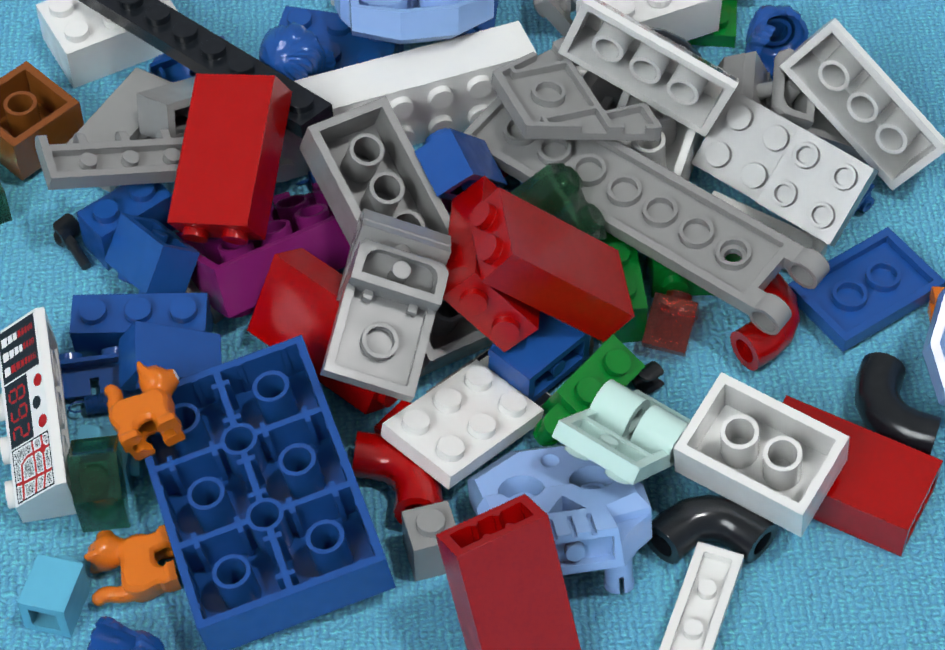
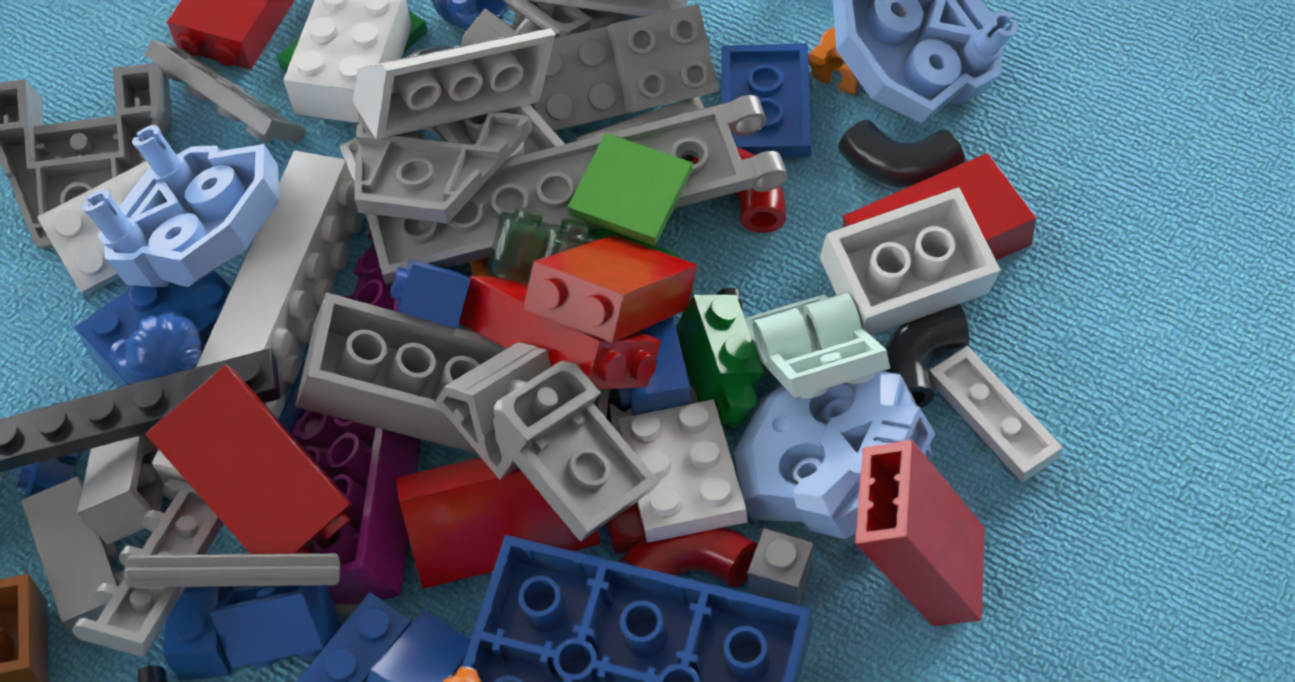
camera: 50 degrees left, 5 degrees up
(148, 196) = (232, 570): none -> light grey axle
(662, 231) = (630, 189): none -> bright green tile
(671, 322) = (696, 246): clear red bracket -> none

